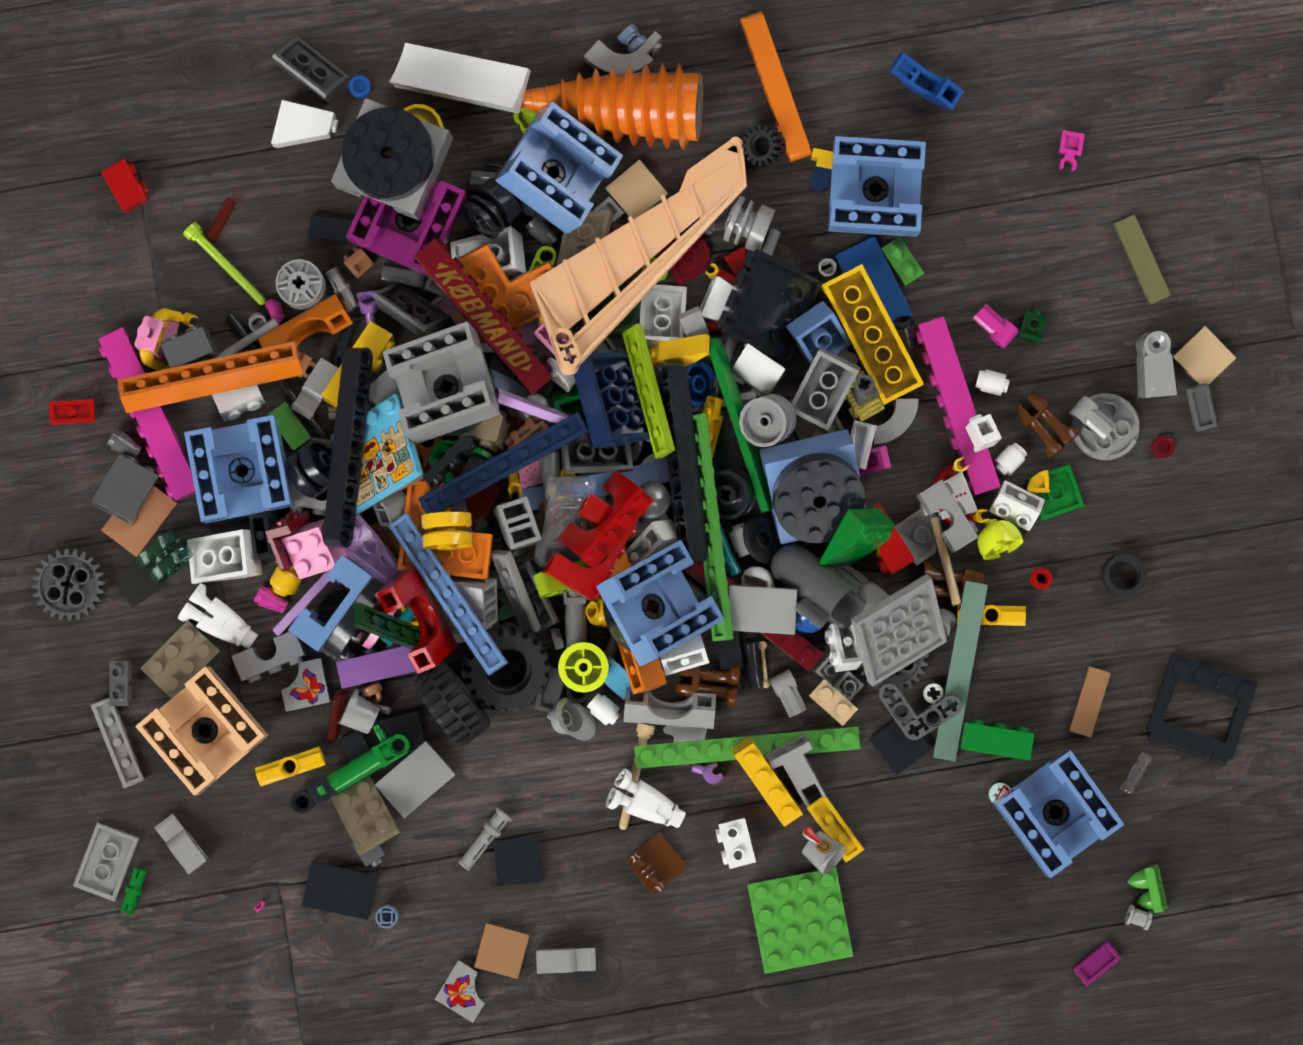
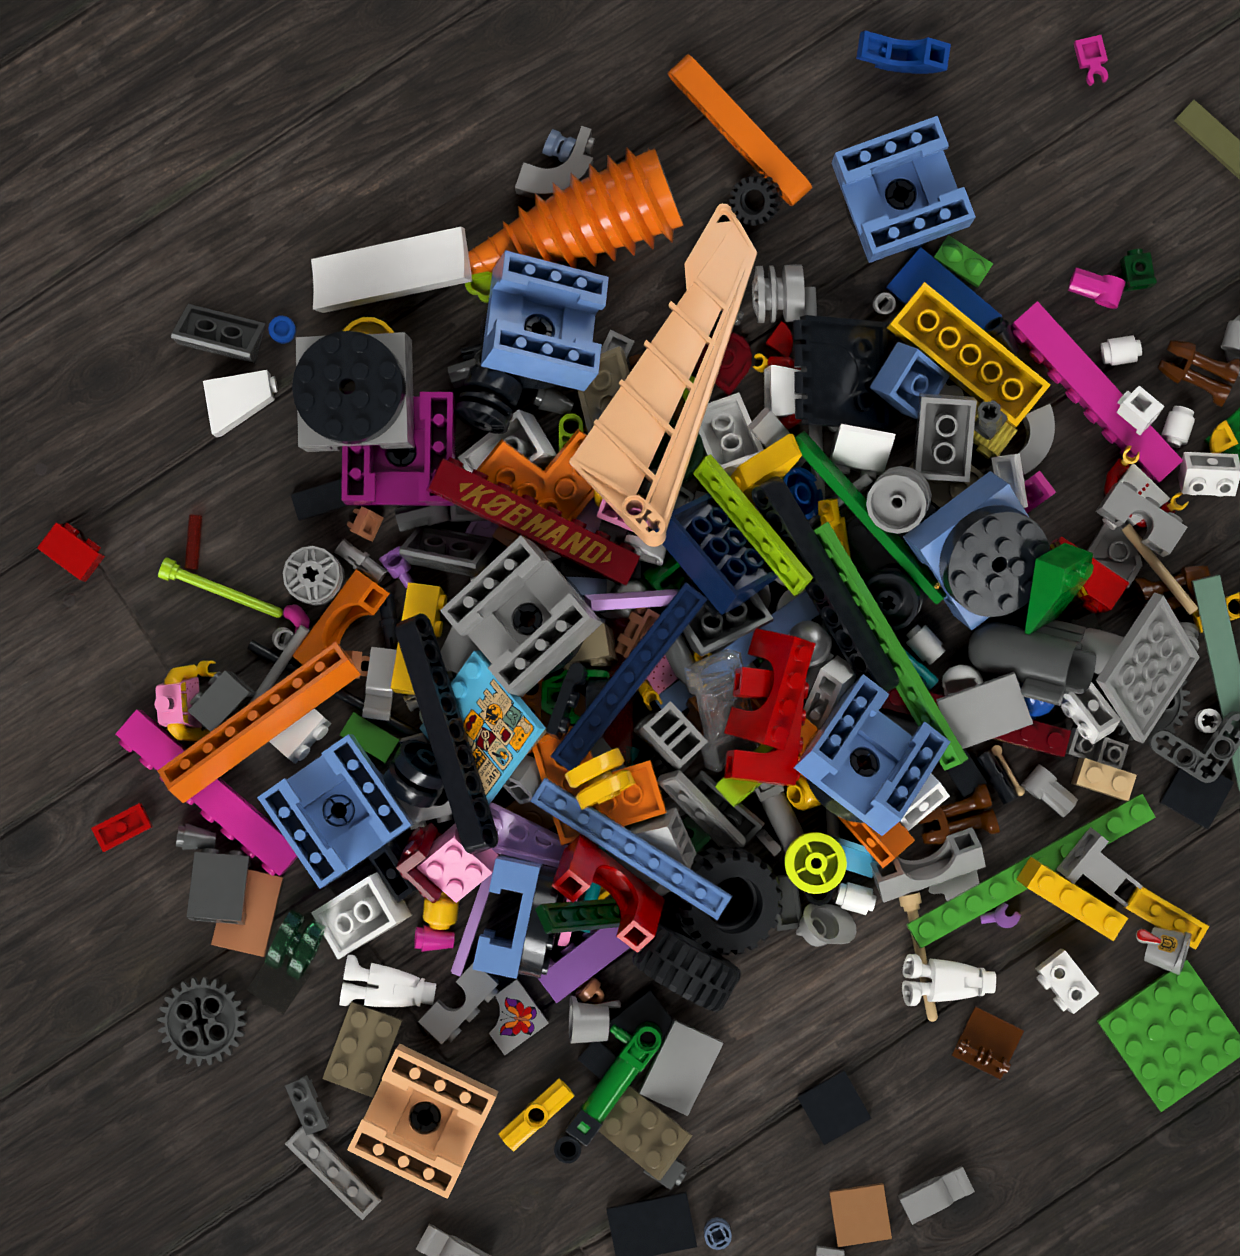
camera: 20 degrees left, 0 degrees up
(335, 717) = (562, 1036): clear red piece -> none
(491, 830) = (790, 1086): light grey pin -> none
(636, 190) = (637, 311): tan tile -> none
(752, 529) = (932, 625): black wheel -> none
(820, 178) = (832, 200): leg -> none
(997, 538) = (1205, 518): neon yellow cylinder -> none

